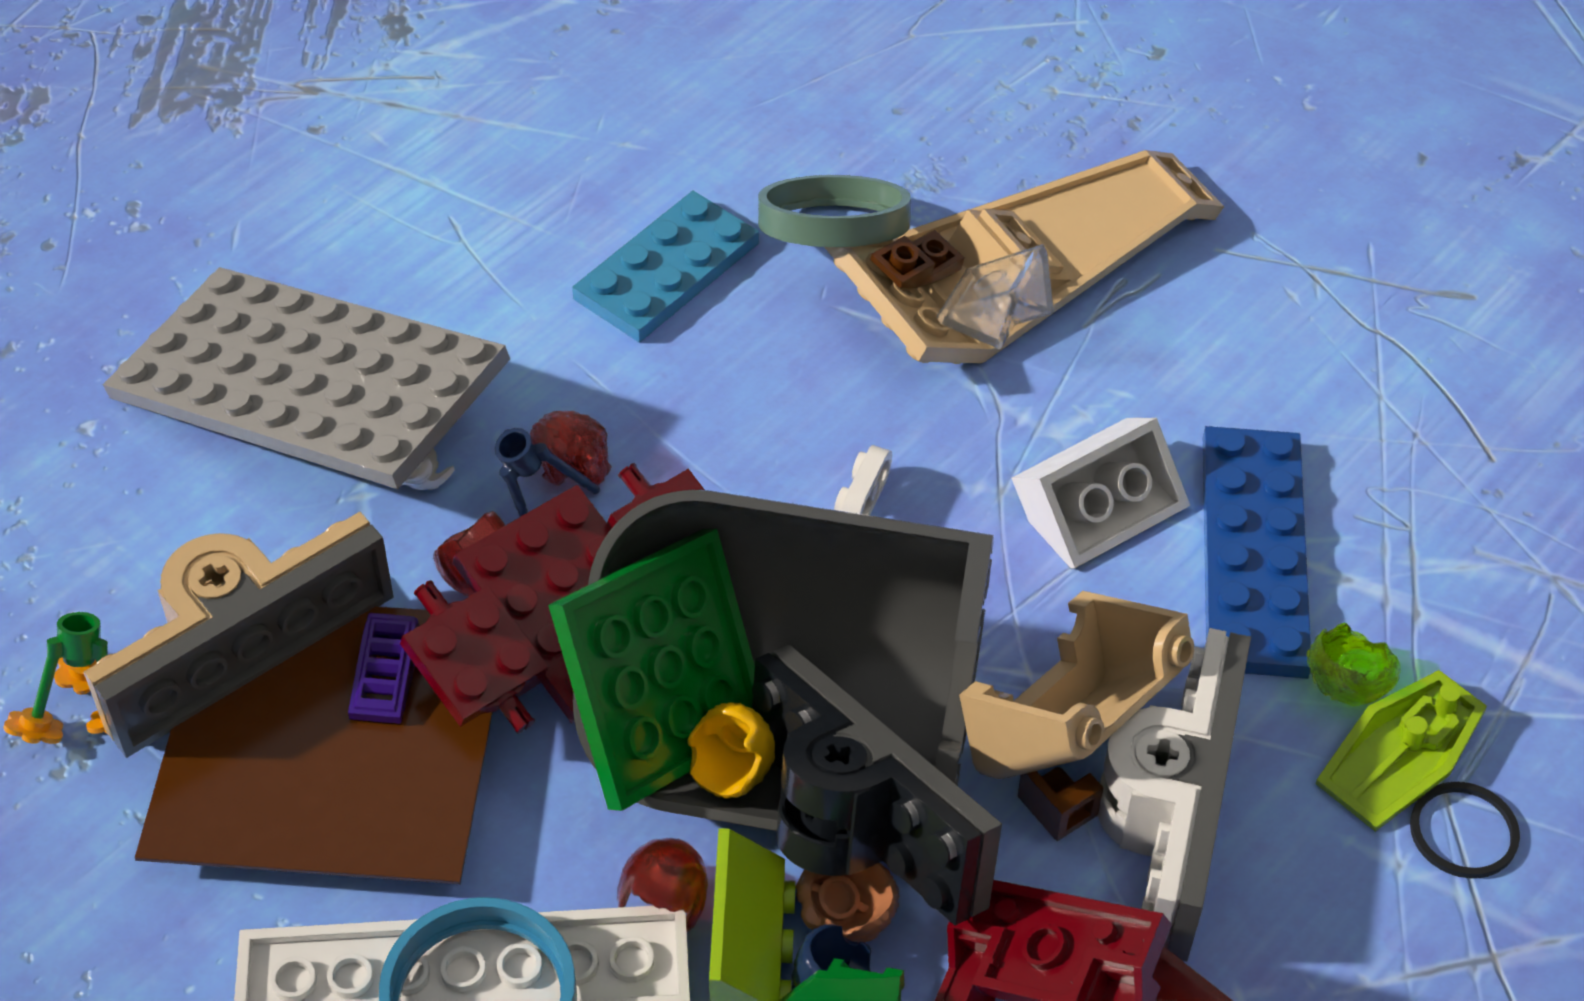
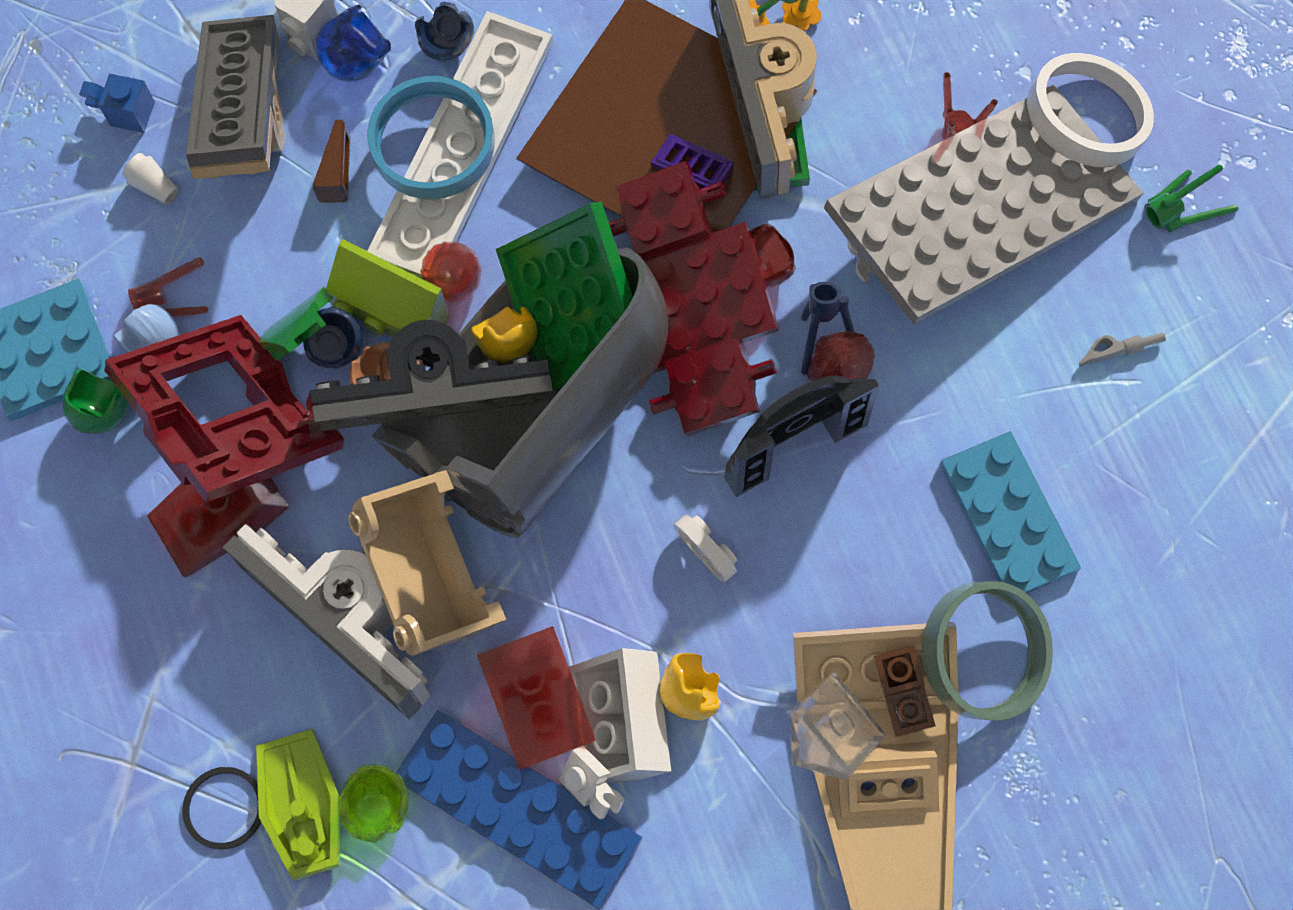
camera: 120 degrees right, 20 degrees up
(149, 362) = (1068, 142): none -> white piece
(199, 450) = (959, 120): none -> clear red plant
(229, 240) = (1167, 207): none -> green plant
(424, 239) = (1118, 348): none -> light grey hand
(684, 420) = (836, 401): none -> black slope
(1034, 437) = (689, 689): none -> yellow hair
(1132, 553) = (536, 697): none -> clear red slope
(1184, 481) = (587, 783): none -> white plate

